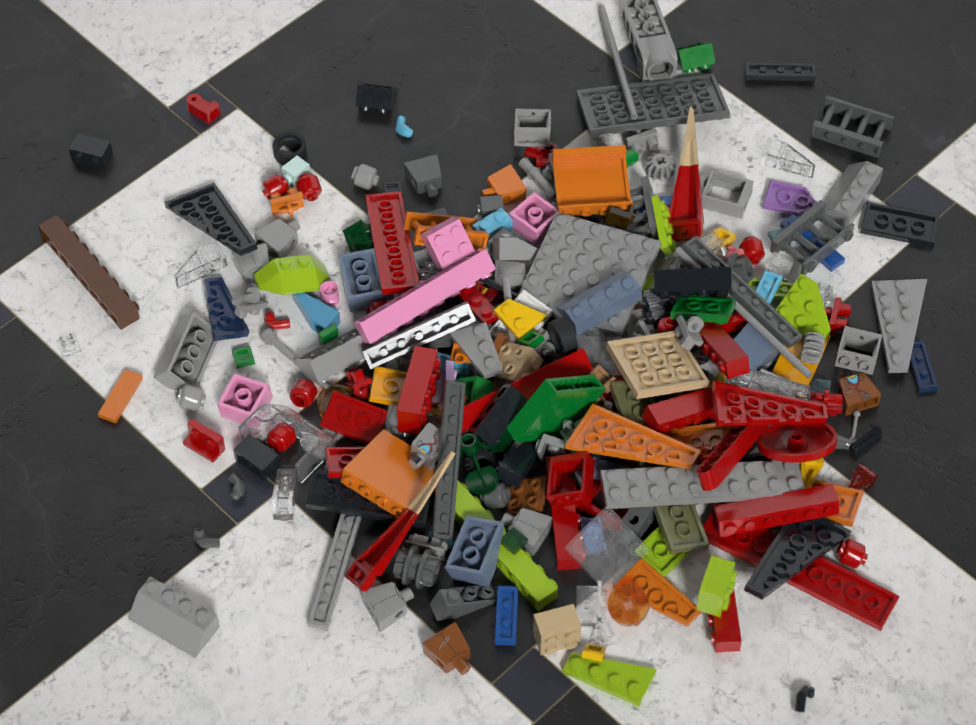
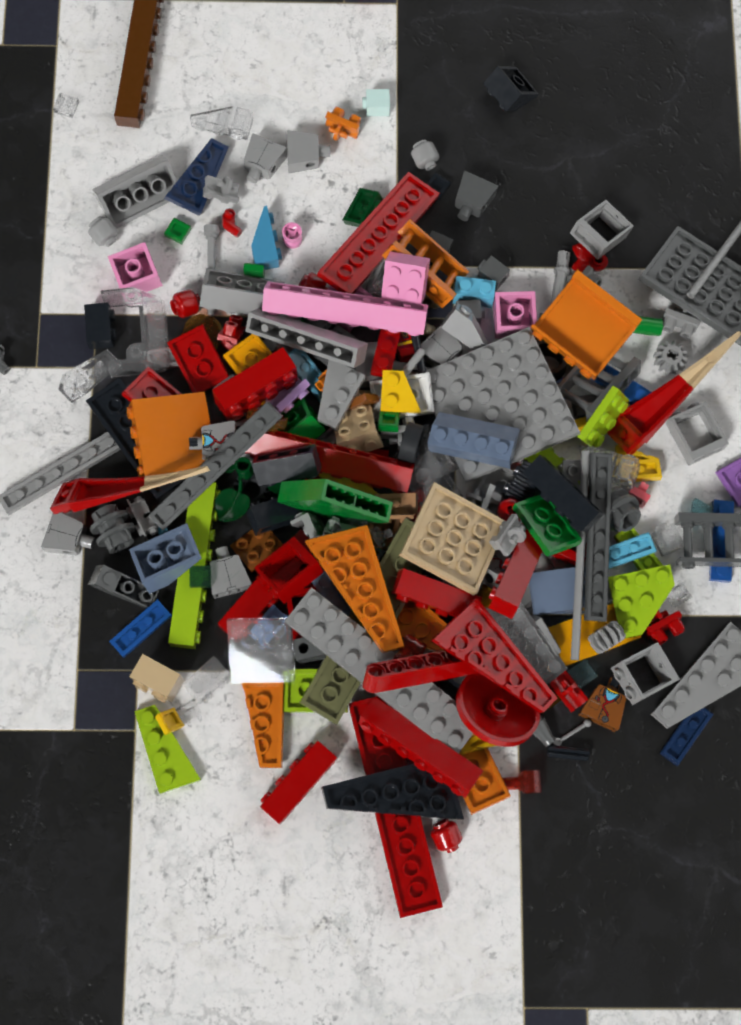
camera: 40 degrees right, 20 degrees up
(120, 396) = (59, 182): orange tile -> none
(204, 441) = (74, 278): red bracket -> none
(213, 215) = (273, 85): black wing -> none
(238, 486) = (64, 338): dark grey arm -> none
(275, 184) = (348, 101): red head -> none
(281, 437) = (130, 326): red head -> none
(289, 138) = (397, 64): black tyre -> none
(292, 275) = (277, 196): lime wedge -> none
(309, 186) = (373, 125): red head -> none
(360, 279) = (322, 242): sand blue brick -> none
(403, 129) = (501, 135): medium azure arm -> none
(448, 650) = (71, 616): dark orange torso -> none
(498, 497) = (236, 529): dark grey head -> none
(506, 183) = (524, 263): orange torso -> none
(620, 218) = (573, 379): dark brown bracket -> none
(639, 600) = (244, 712): clear orange plate -> none
(717, 586) = (299, 766): lime brick -> none
(753, 249) = (660, 503): red head -> none
(801, 696) = (279, 909): black arm -> none

